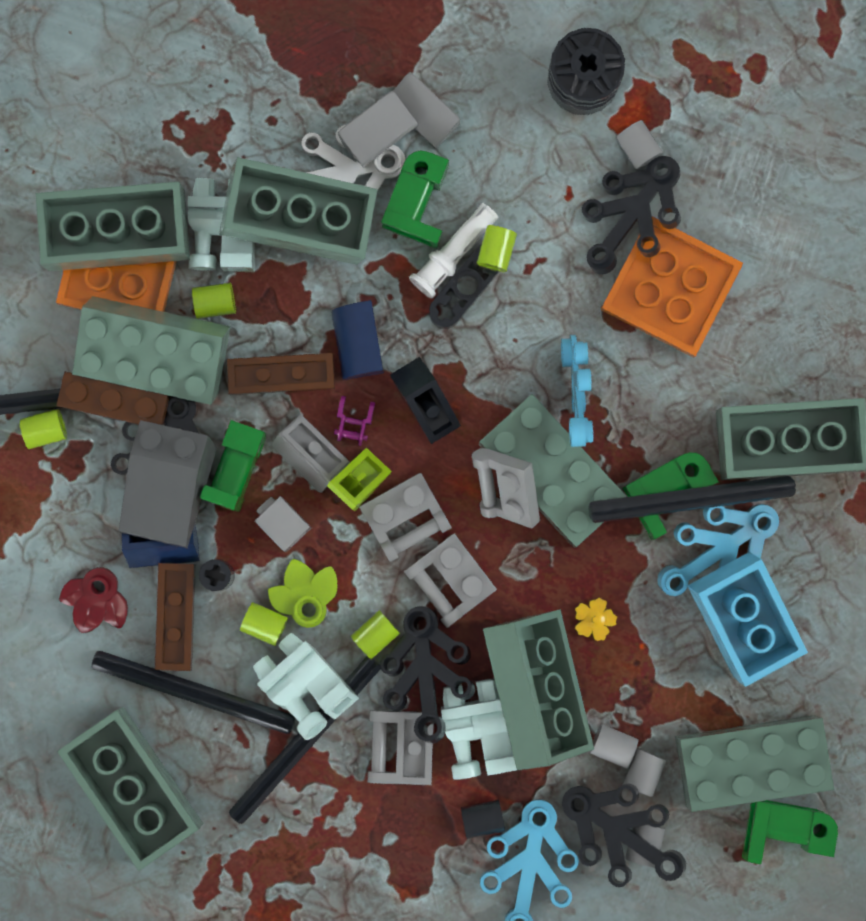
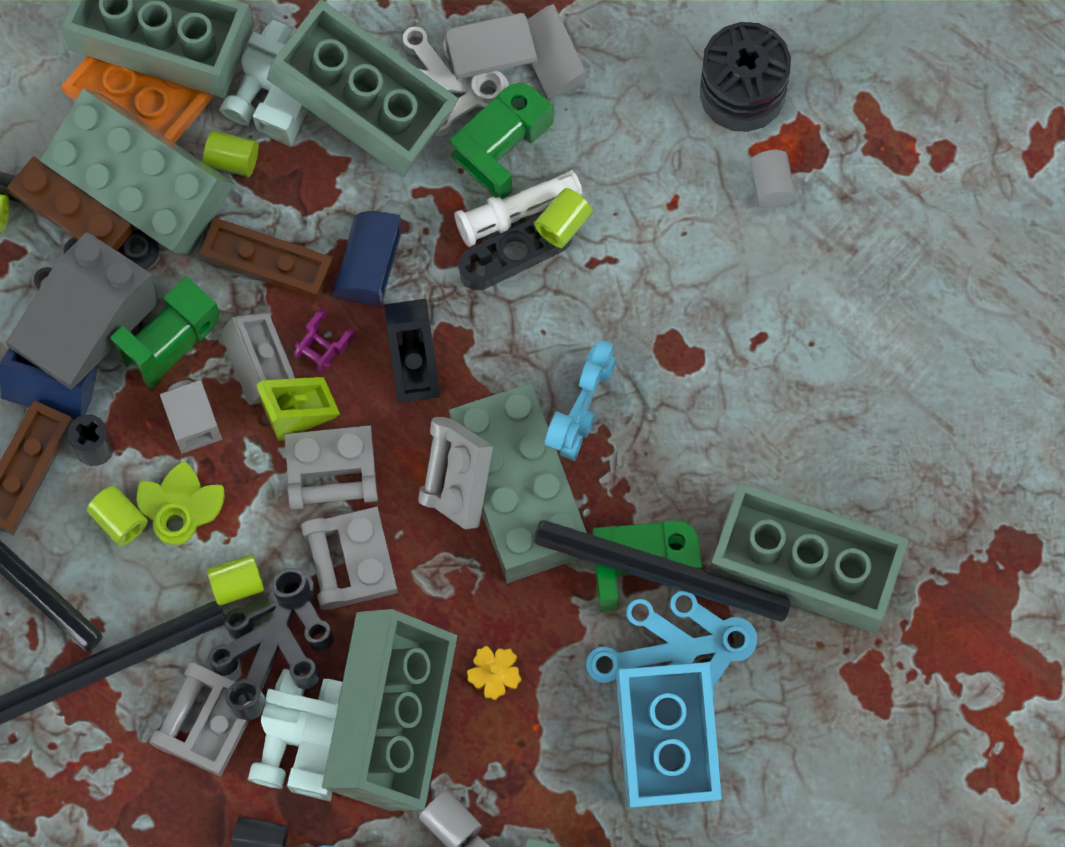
camera: 25 degrees right, 15 degrees down
(296, 677) = (127, 585): light aqua hips -> none
(634, 209) = (780, 220): black plant -> none
(674, 291) = (744, 341): orange plate -> none

